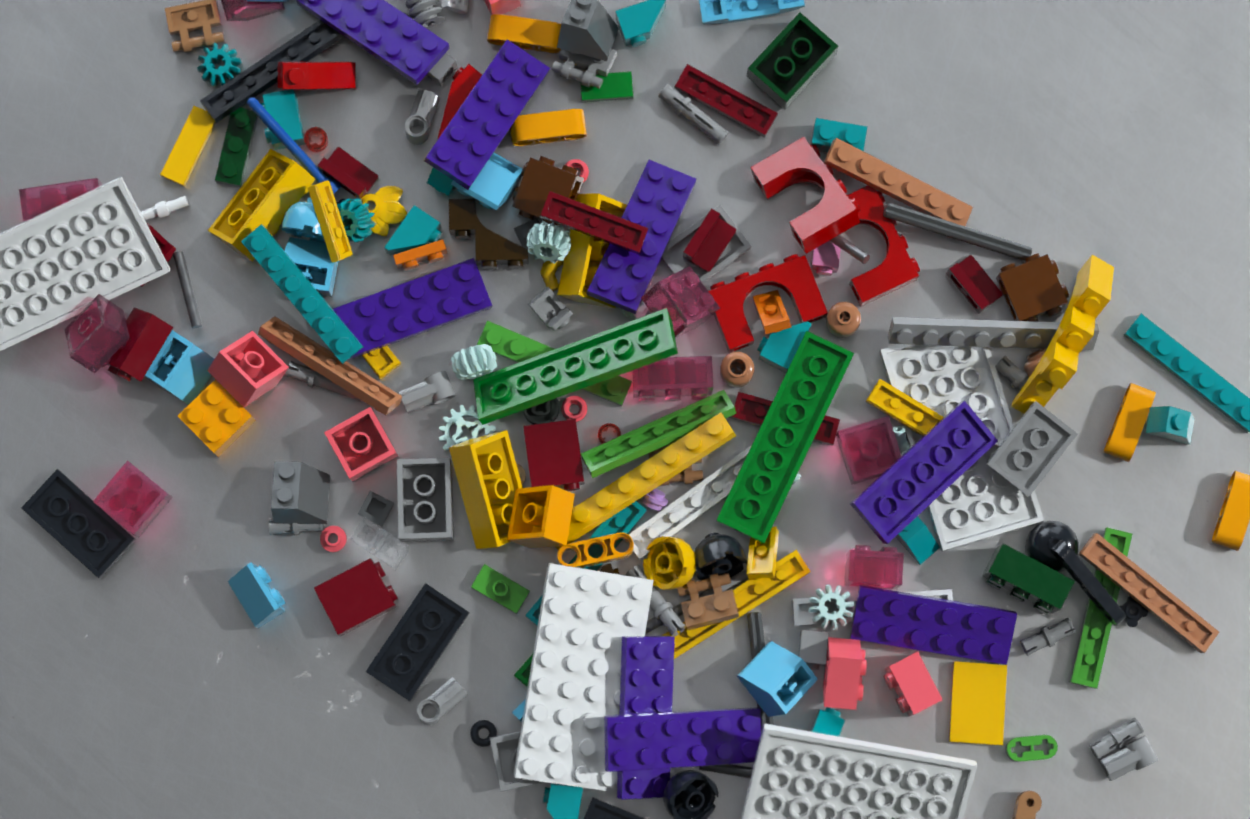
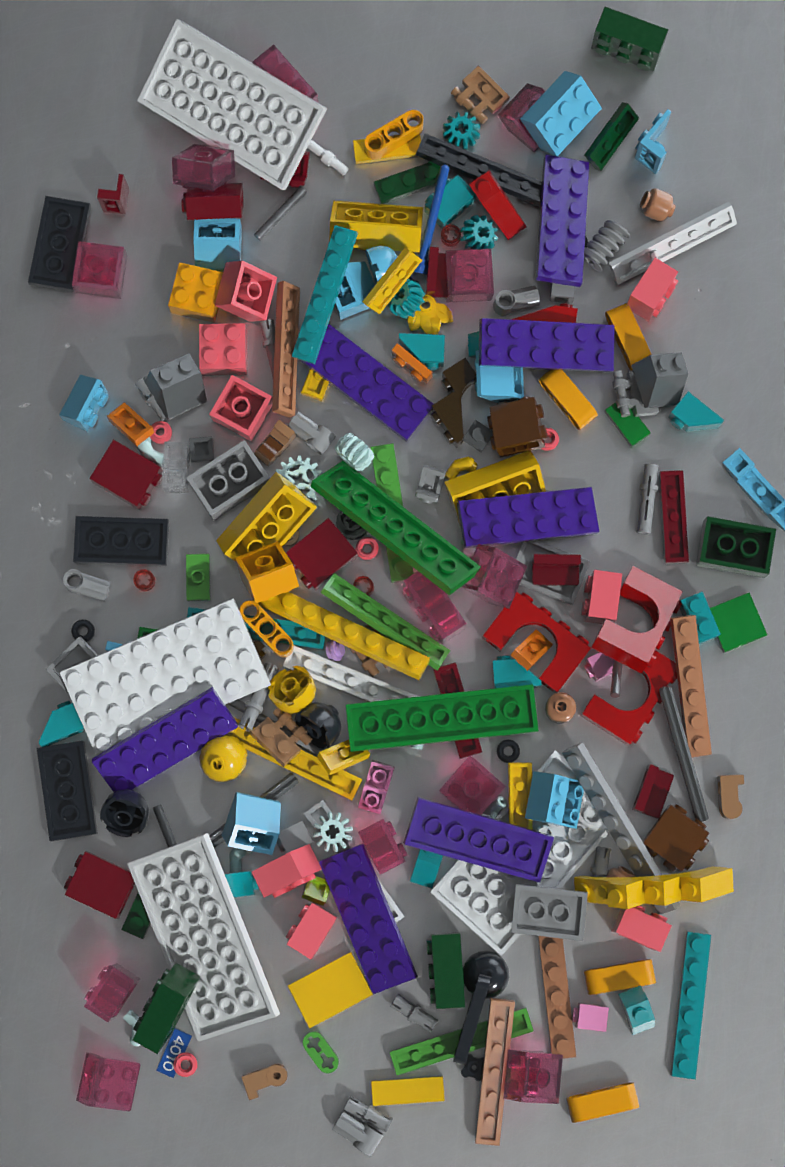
camera: 60 degrees right, 0 degrees up
(72, 442) = (114, 201): none -> dark red panel
(182, 118) = (398, 125): none -> light orange beam
(290, 426) = (223, 349): none -> coral brick
(307, 562) = (130, 424): none -> orange plate
(334, 111) = (484, 228): none -> teal gear
(343, 563) = (146, 450): none -> light aqua arm
(368, 146) = (468, 275): none -> clear pink brick
(415, 433) = (275, 443): none -> medium nougat leg
(463, 638) = (145, 573): none -> clear red bush
(548, 242) = (478, 450): light aqua gear -> none
(594, 222) = (513, 473): dark red plate -> none
(681, 739) = (163, 778): dark purple plate -> none
(695, 670) = (223, 758): none -> yellow cylinder
(737, 360) = (476, 644): nougat head -> none
(763, 214) = (603, 596): none -> coral brick
(797, 718) = (235, 859): none -> light aqua arm
(810, 541) = (376, 787): none -> bright pink slope
(859, 389) = (515, 748): none -> black plate
(863, 104) = (738, 622): none -> green tile
(877, 658) = (316, 891): none -> lime plate
(928, 378) = (554, 800): none -> medium azure slope
(1022, 216) = (728, 795): none -> medium nougat leg
(1101, 369) = (642, 928): none -> coral brick
(1113, 493) = (557, 996): none -> nougat plate
(1116, 687) = (407, 1090): none -> yellow tile
(1151, 472) = (590, 1017): none -> bright pink brick
(1175, 559) = (533, 1076): none -> clear pink brick

